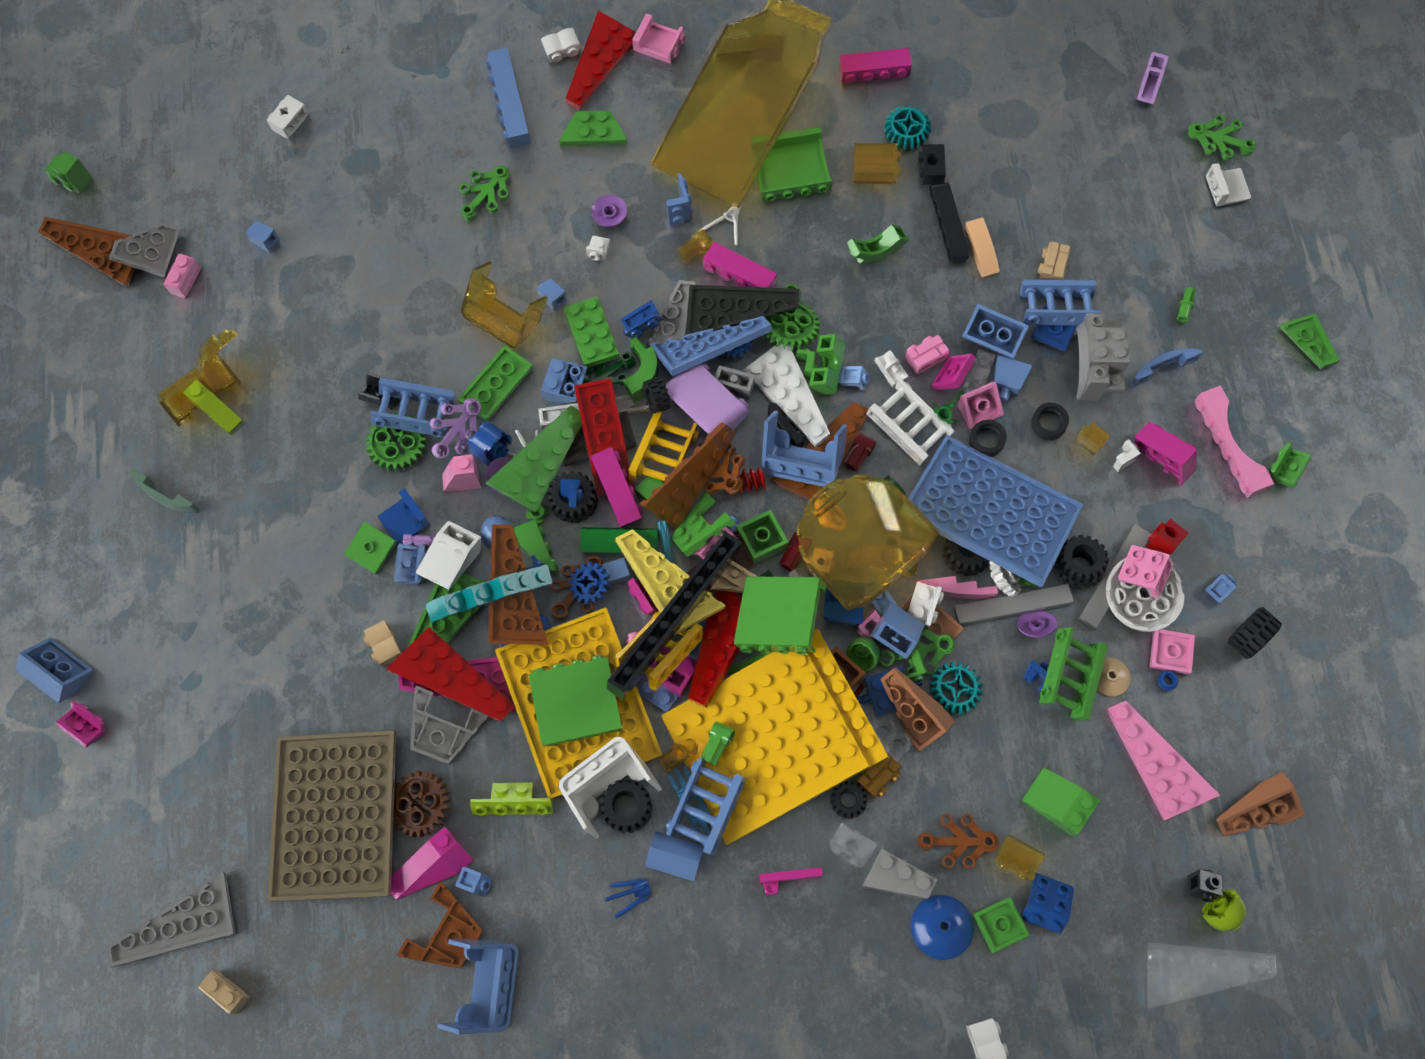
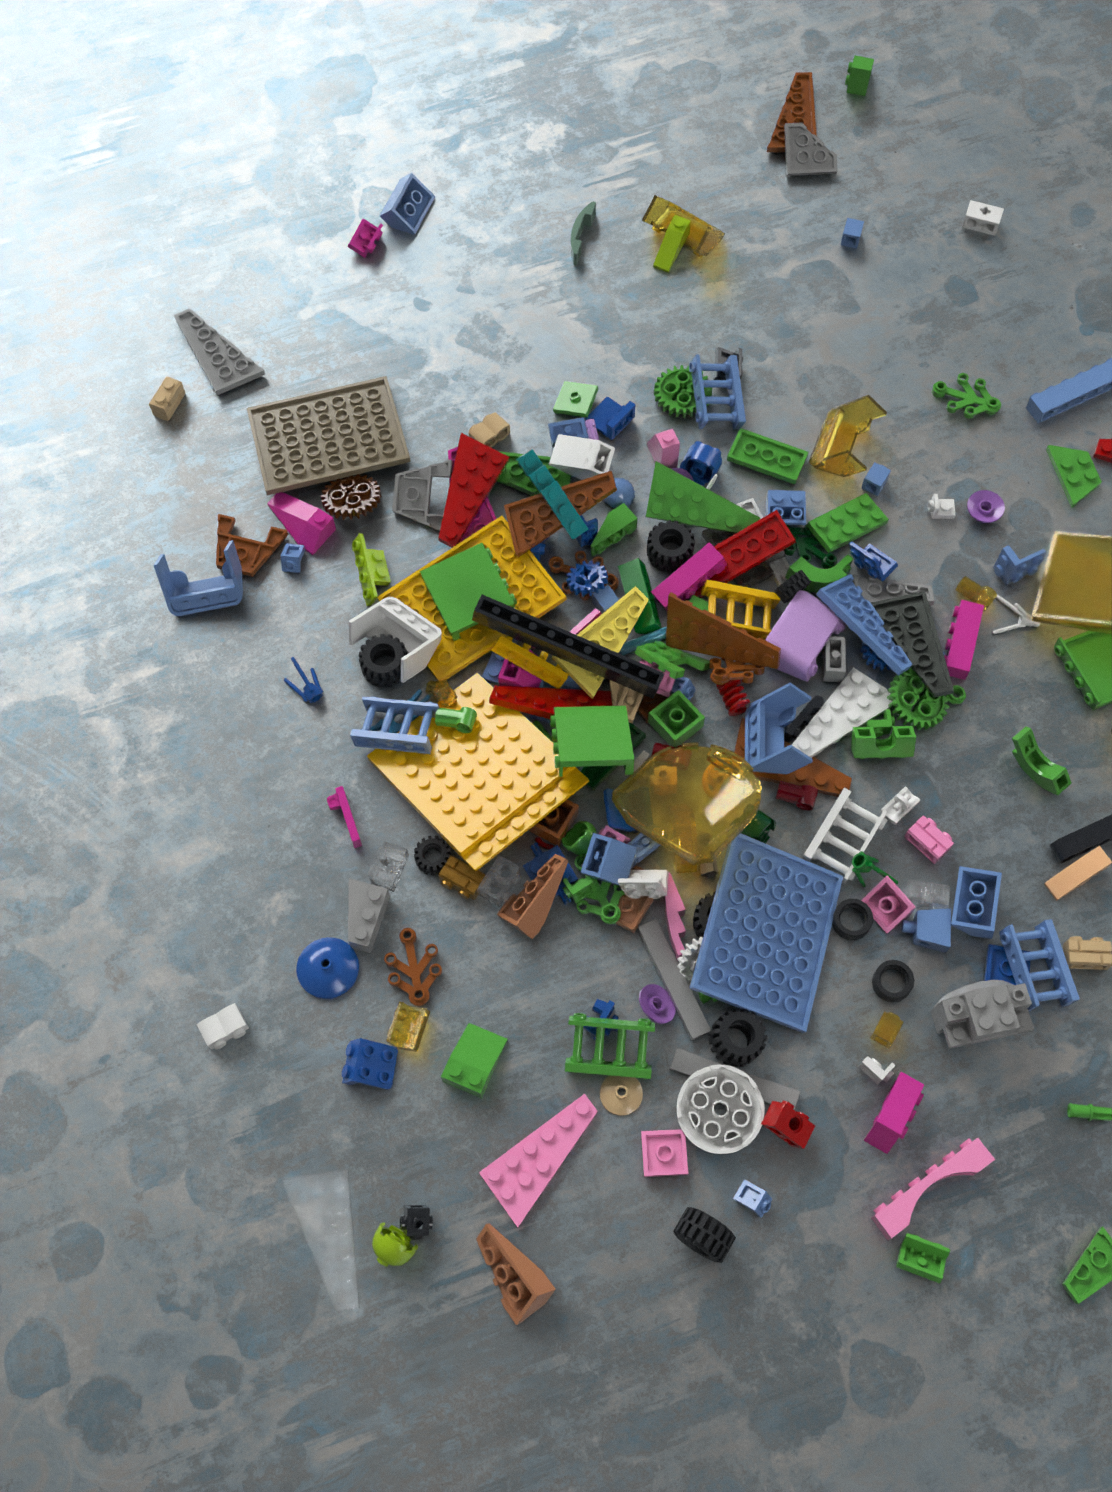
camera: 75 degrees right, 5 degrees down
(182, 276) = (790, 185): bright pink brick -> none
(207, 364) = (716, 220): clear yellow arch -> none
(458, 426) = (711, 431): lavender plant -> none
(538, 518) = (643, 526): bright green plate -> none
(571, 489) = (670, 538): blue bracket -> none
(674, 856) = (346, 711): medium blue piece -> none
(853, 376) = (879, 774): light blue bracket -> none
(953, 372) = (909, 865): dark pink plate -> none
(963, 688) = (576, 935): teal gear -> none
(1001, 925) = (339, 1021): bright green plate -> none
(1147, 569) = (742, 1103): bright pink bracket -> none
(1173, 680) = (631, 1147): blue plate -> none
(1183, 356) = (1022, 1118): medium blue slope -> none

